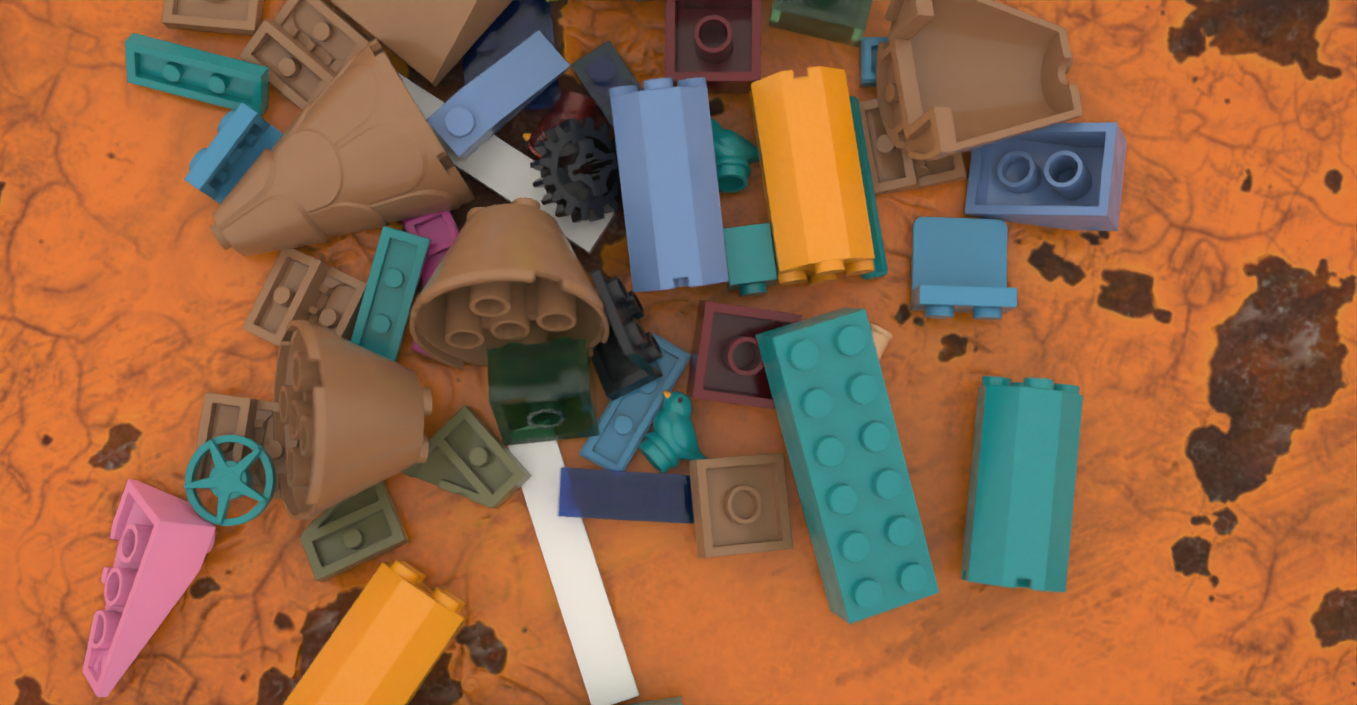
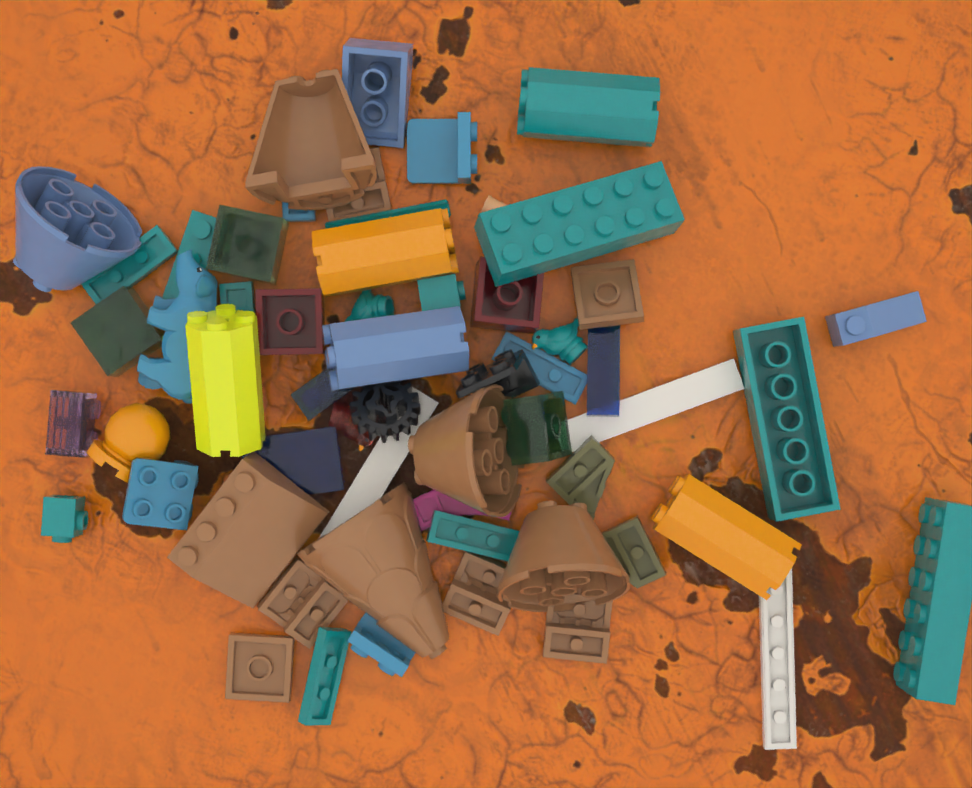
camera: 95 degrees left, 5 degrees up
(153, 565) = (658, 685): bright pink wedge -> none
(230, 480) = (602, 635): teal wheel -> none
(497, 95) = (334, 466): medium blue slope -> none

